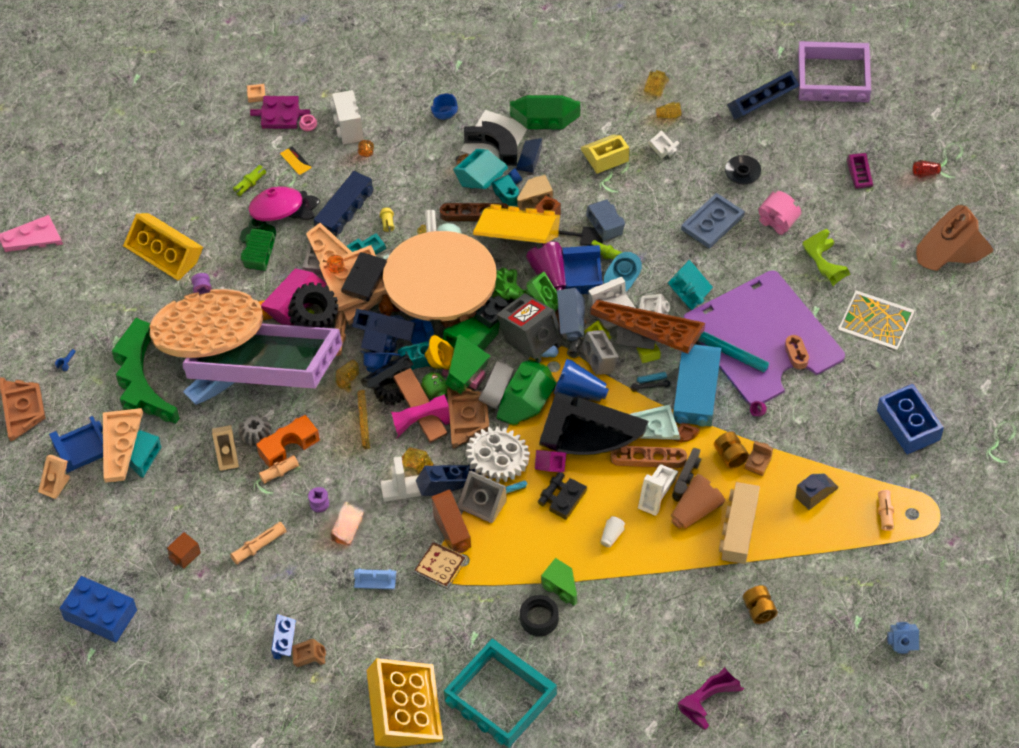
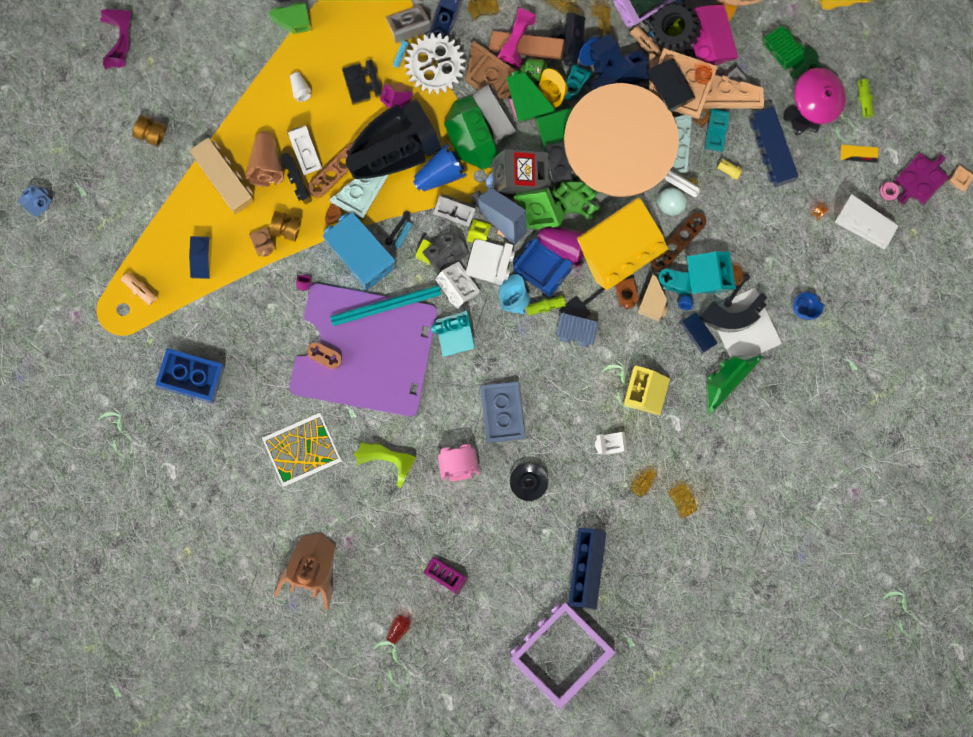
camera: 125 degrees right, 25 degrees up
(663, 328) = (428, 261): dark orange wing -> none

